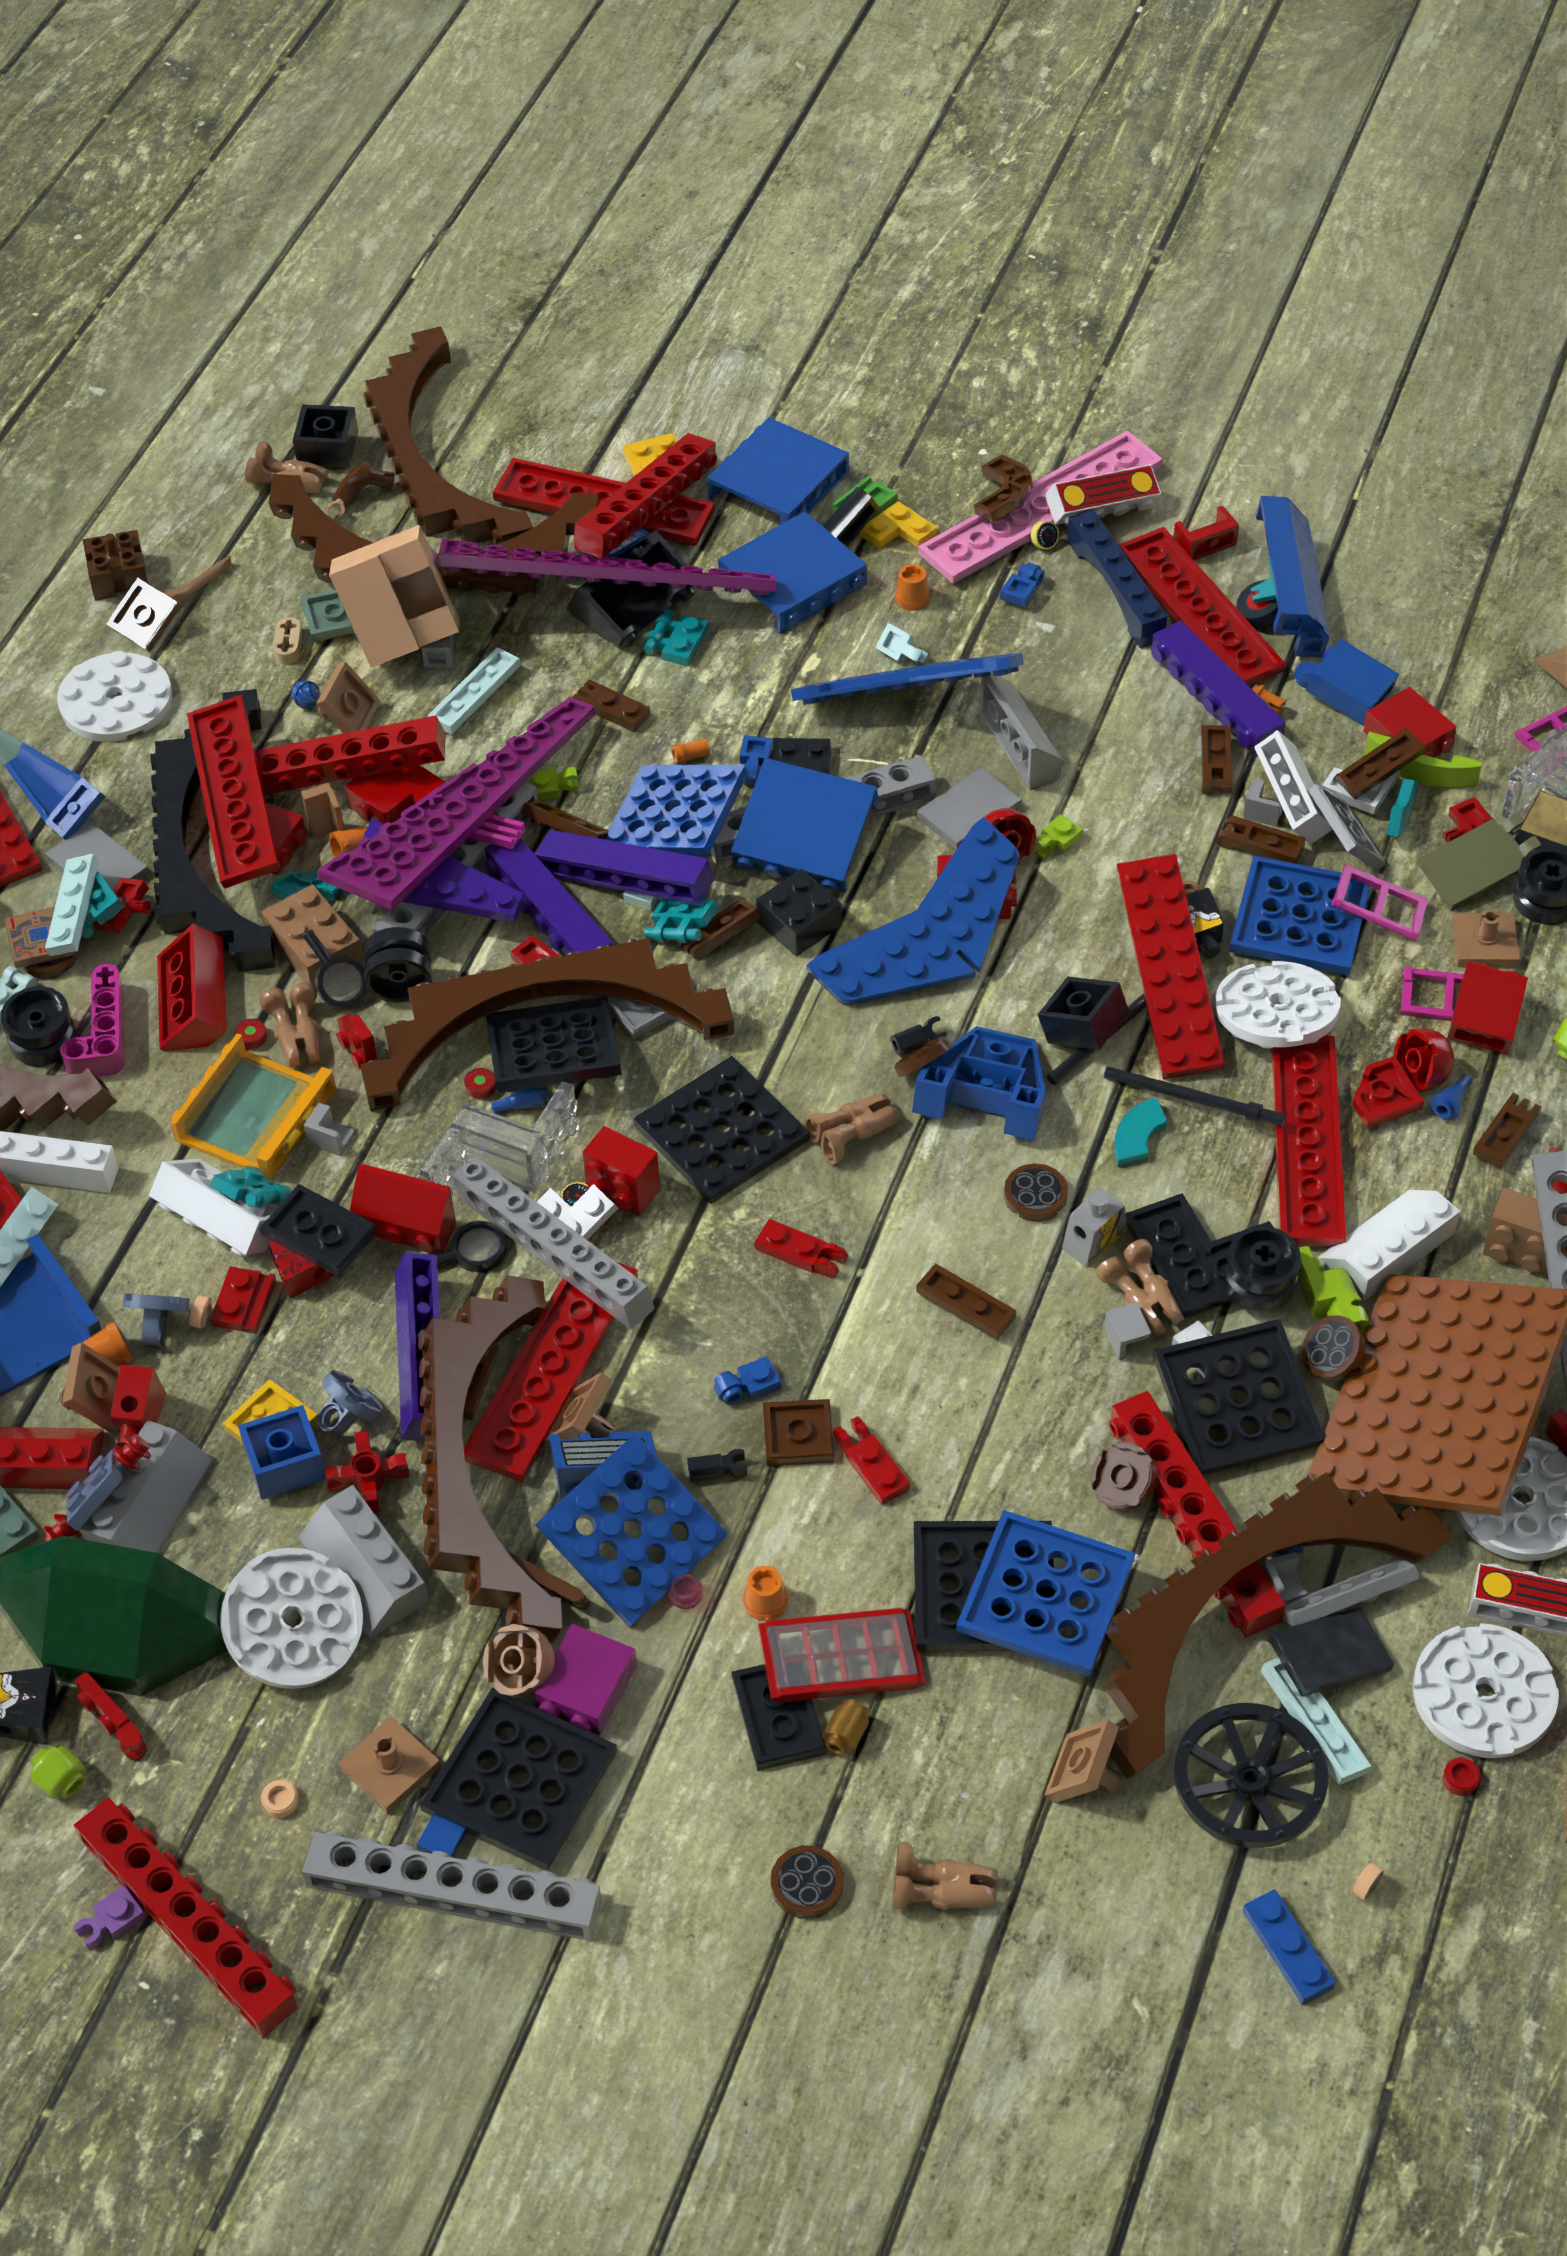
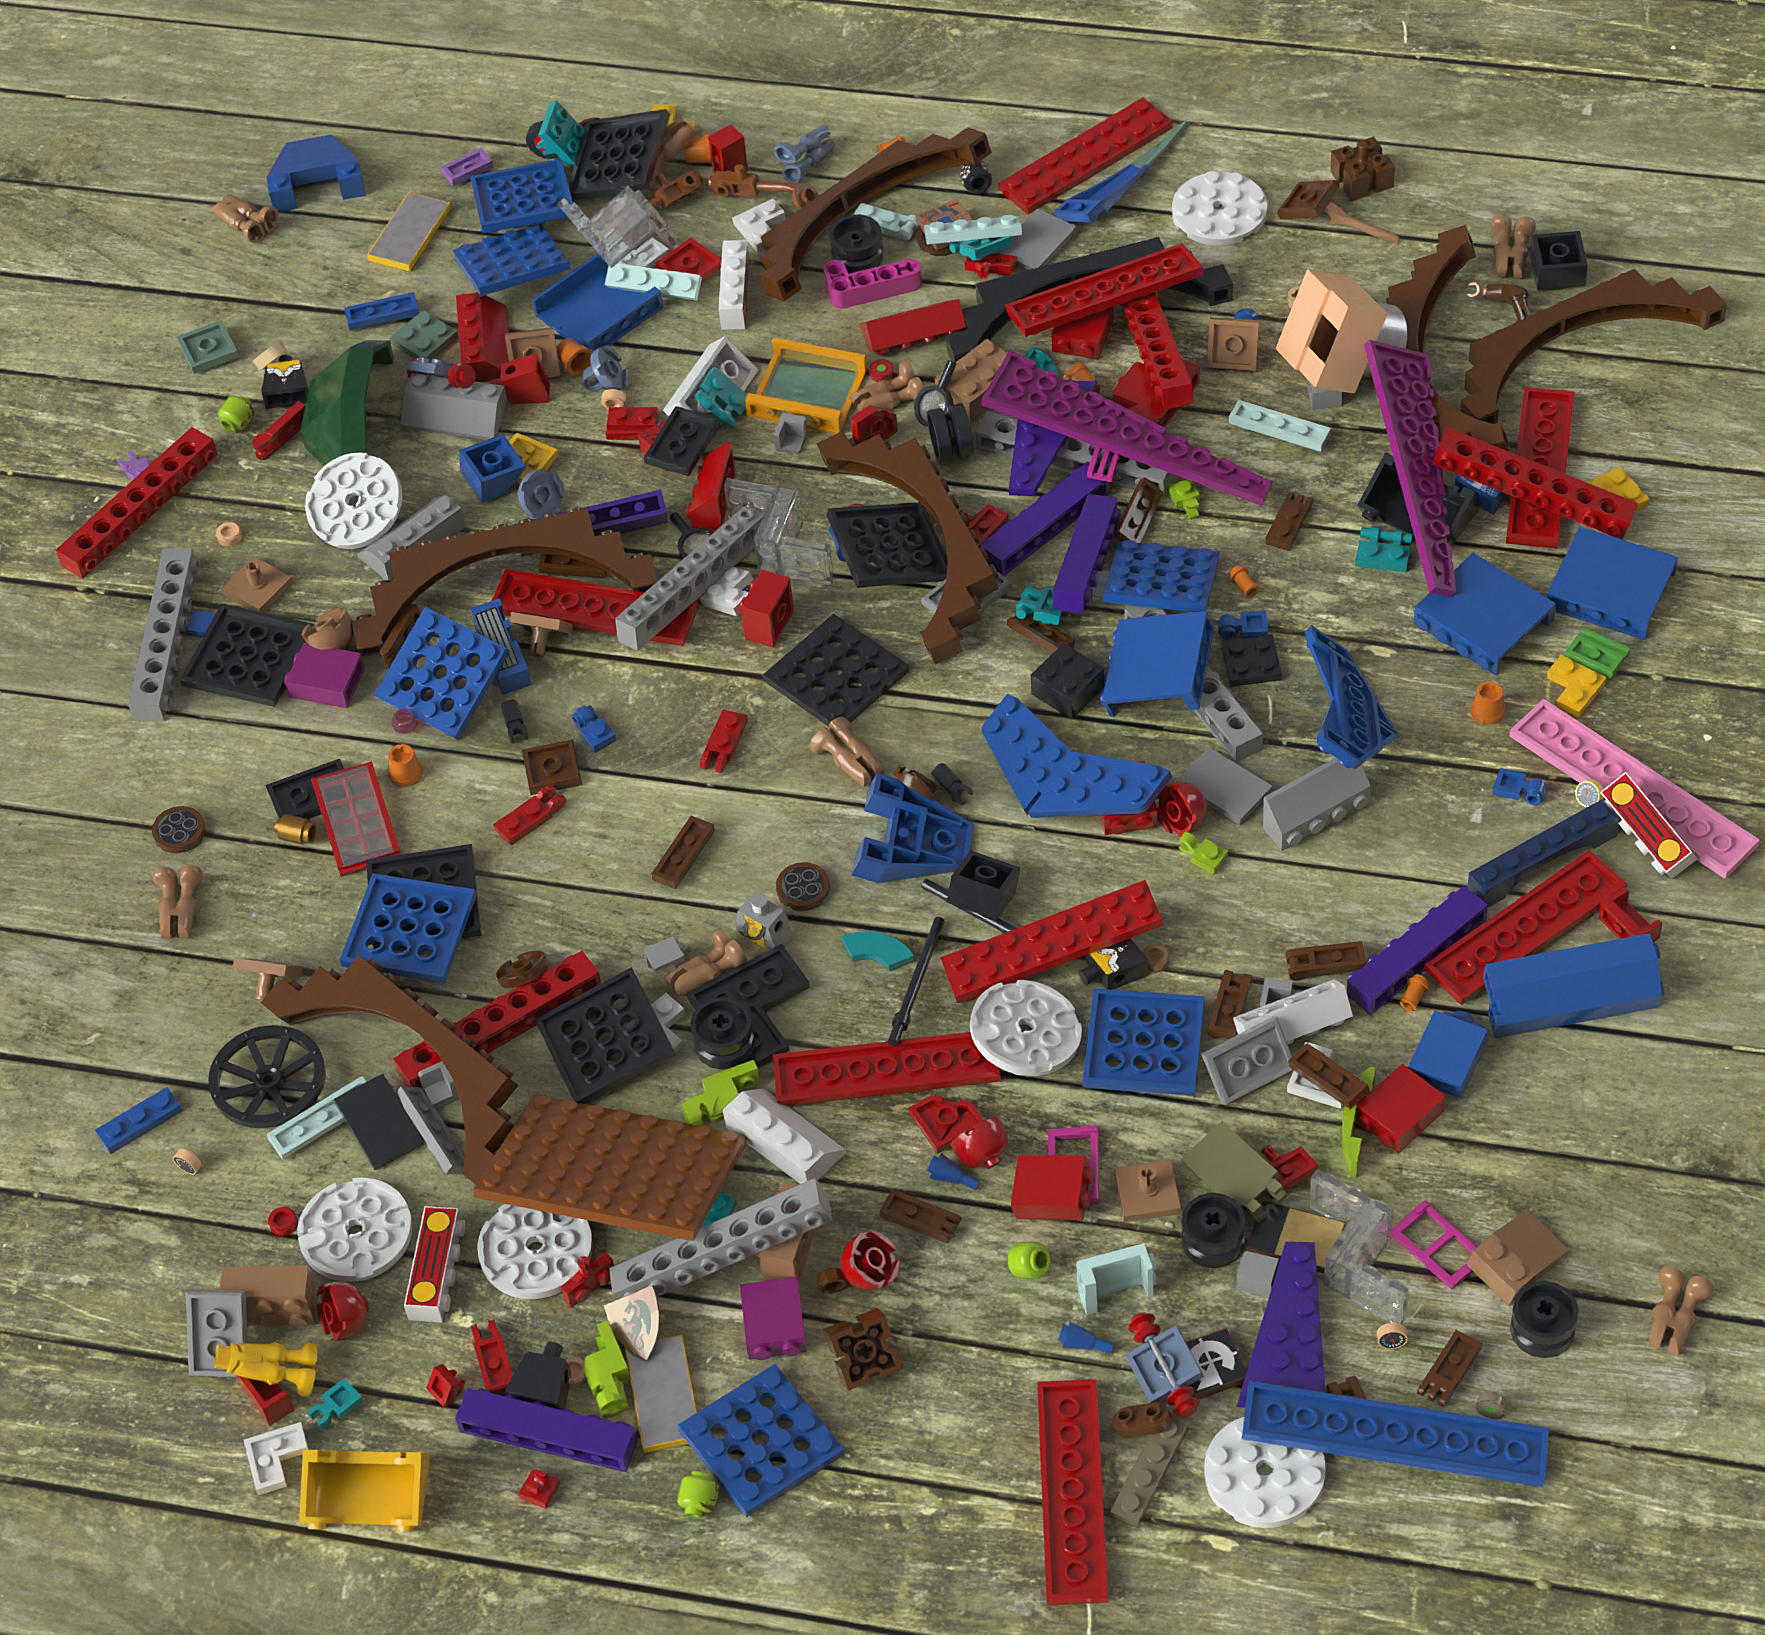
camera: 85 degrees right, 0 degrees up
(322, 810) = (1103, 356): medium nougat panel -> none
(362, 1461) = (484, 517): red pin -> none
(852, 516) = (1560, 639): black brick -> none
(898, 643) = (1411, 703): light aqua plate -> none
(1015, 488) = (1643, 758): reddish brown plate -> none
(1333, 1348) = (658, 1097): tile -> none
(1384, 888) = (1160, 1060): dark pink window -> none
(1403, 808) = (1292, 1110): teal tile -> none

